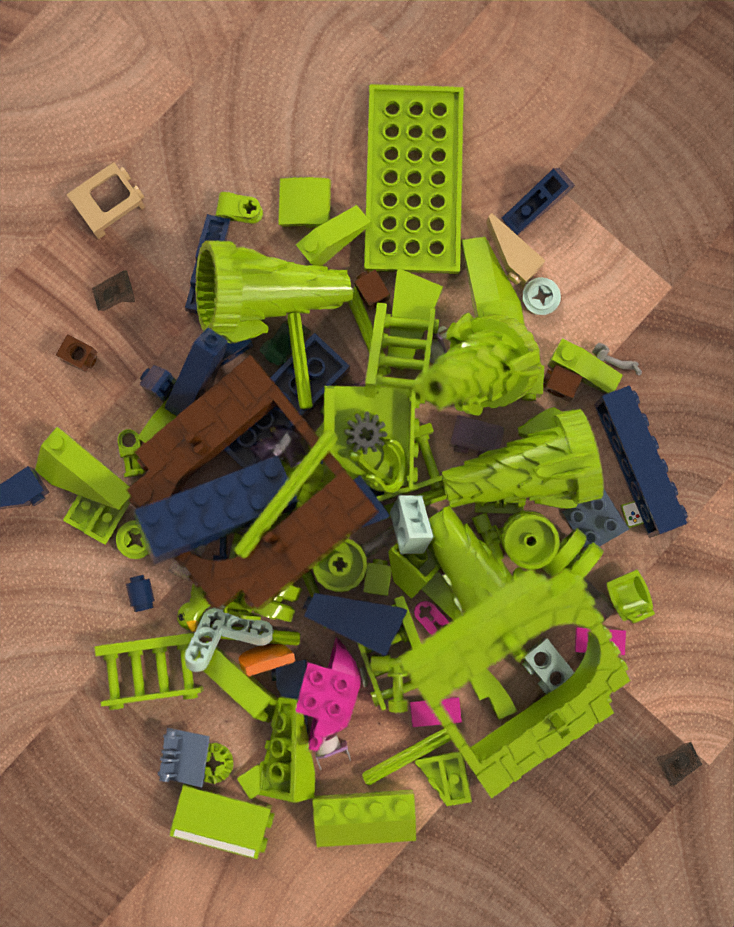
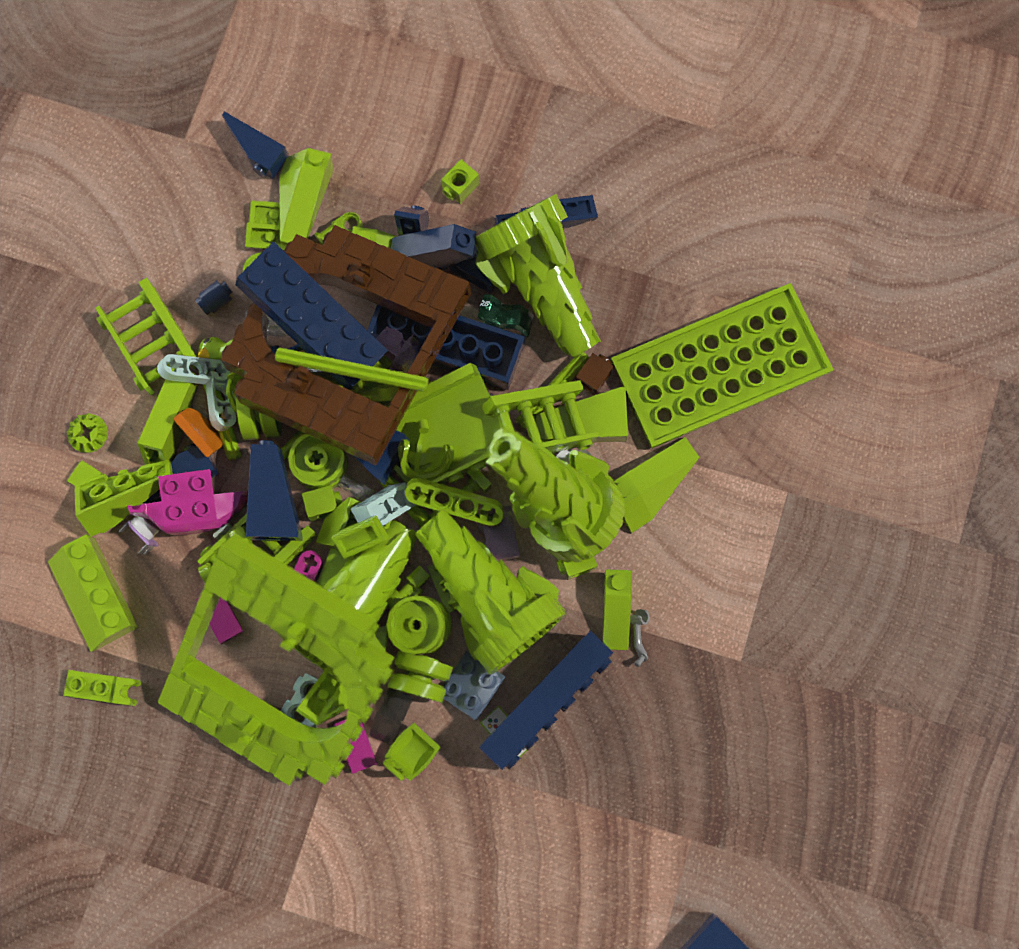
camera: 70 degrees right, 5 degrees down
(68, 349) = (404, 134): reddish brown brick -> none
(89, 209) = (544, 91): tan window -> none
(113, 291) = (481, 147): clear smoke slope -> none
(133, 315) = (464, 173): none -> lime brick
(183, 757) = (79, 402): sand blue hinge -> none
(221, 822) = (34, 463): lime panel -> none
(236, 207) = (612, 218): lime piece -> none
(299, 360) = (490, 334): lime axle -> none
(304, 201) = (648, 276): lime slope -> none
(333, 236) = (626, 314): lime slope -> none
(361, 440) = (440, 426): dark grey gear -> none
(406, 756) = (159, 601): lime axle -> none
(432, 555) = (360, 536): none -> lime tile
(439, 464) = (456, 496): none -> lime beam
(448, 776) = (159, 653): lime wing -> none
(453, 844) = (100, 687): none -> lime plate
(488, 686) = (265, 651): lime slope -> none
(516, 256) = (692, 496): tan slope -> none
(538, 200) = (760, 490): dark blue slope -> none
(546, 287) = (667, 524): light aqua gear -> none
(558, 648) = (324, 699): none -> lime wing
(561, 383) = (590, 592): reddish brown brick -> none
(679, 763) = (267, 873): clear smoke slope -> none

